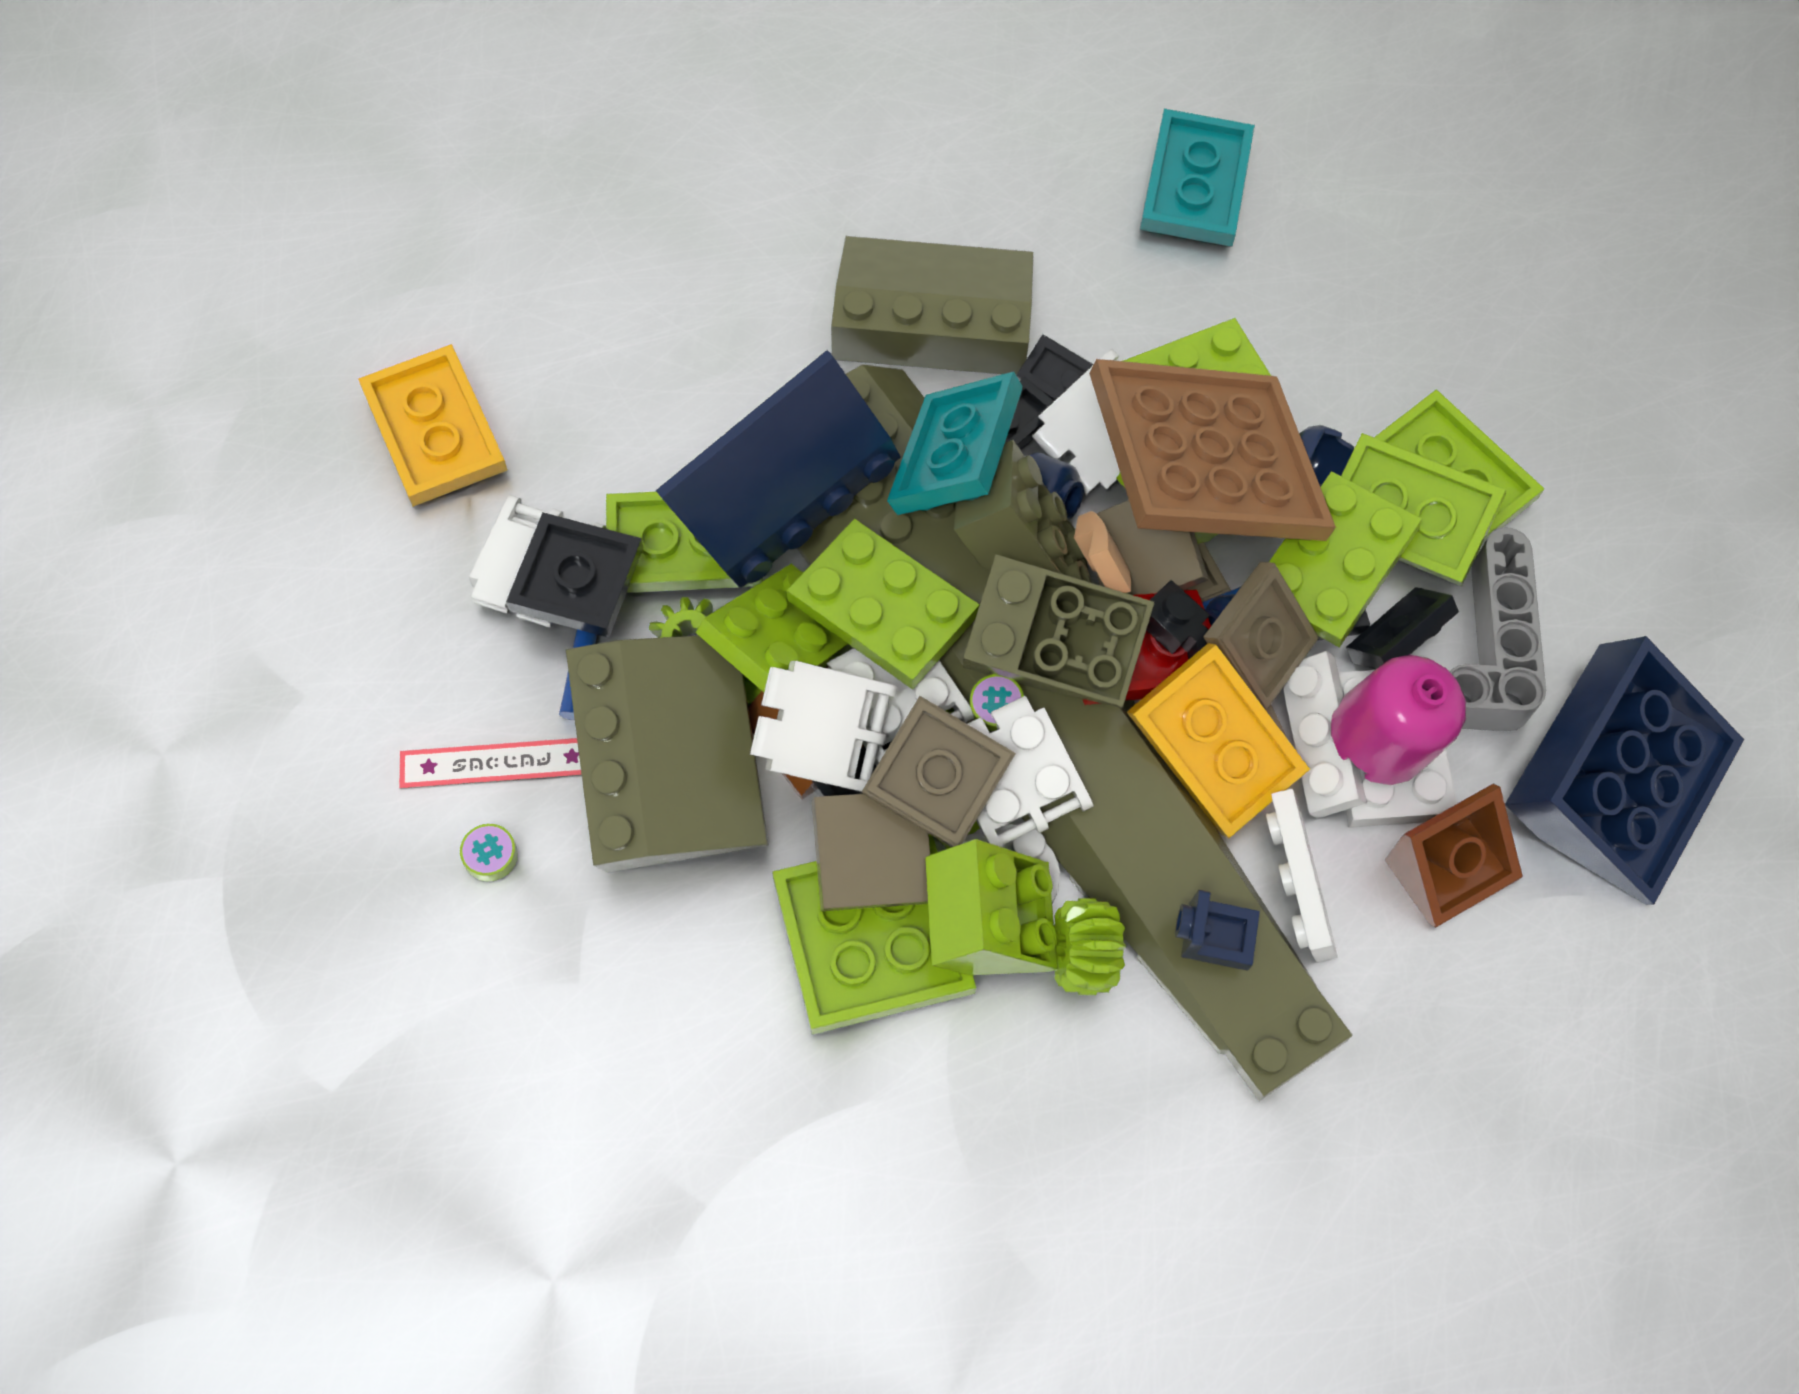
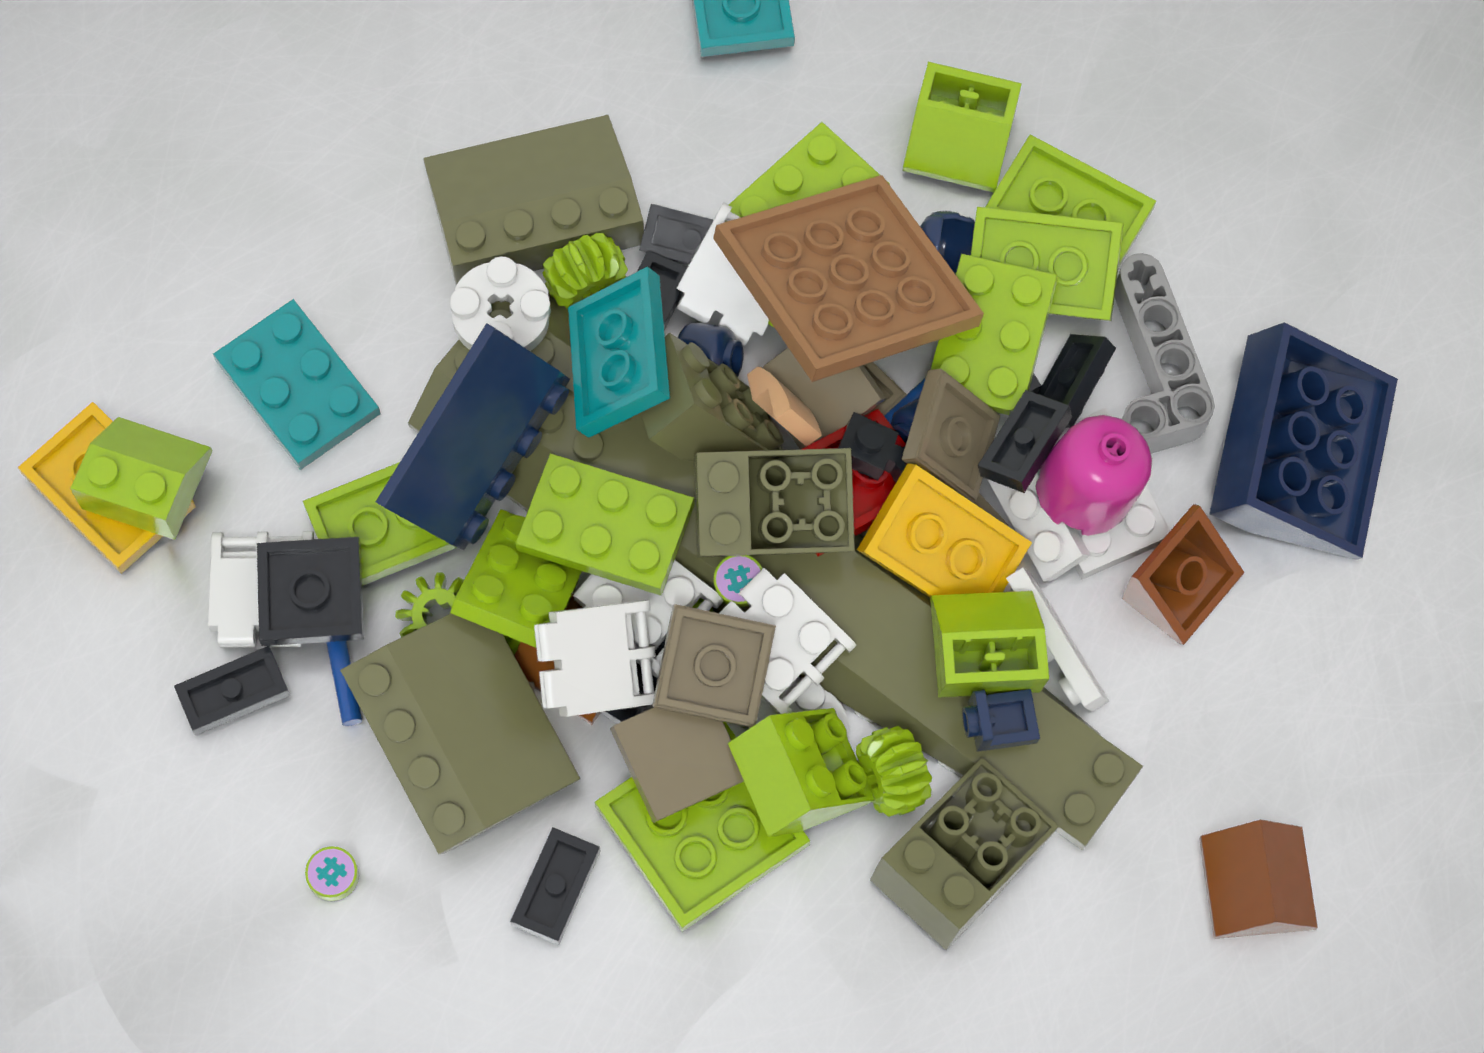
camera: 20 degrees left, 5 degrees up
(461, 419) = (140, 476): none -> lime slope
(466, 645) = (232, 690): none -> black plate
(489, 763) = (300, 789): sticker -> none
(647, 393) = (296, 384): none -> teal plate
(701, 942) = (555, 886): none -> black plate
(880, 355) = (501, 282): none -> white plate
(953, 364) = (583, 268): none -> lime gear
(1130, 1057) = (963, 853): none -> olive slope
(1231, 850) = (988, 643): none -> lime slope
(1335, 664) = (1024, 441): none -> black plate
(1371, 360) = (961, 127): none -> lime slope
(1439, 1200) = (1258, 880): none -> dark orange slope

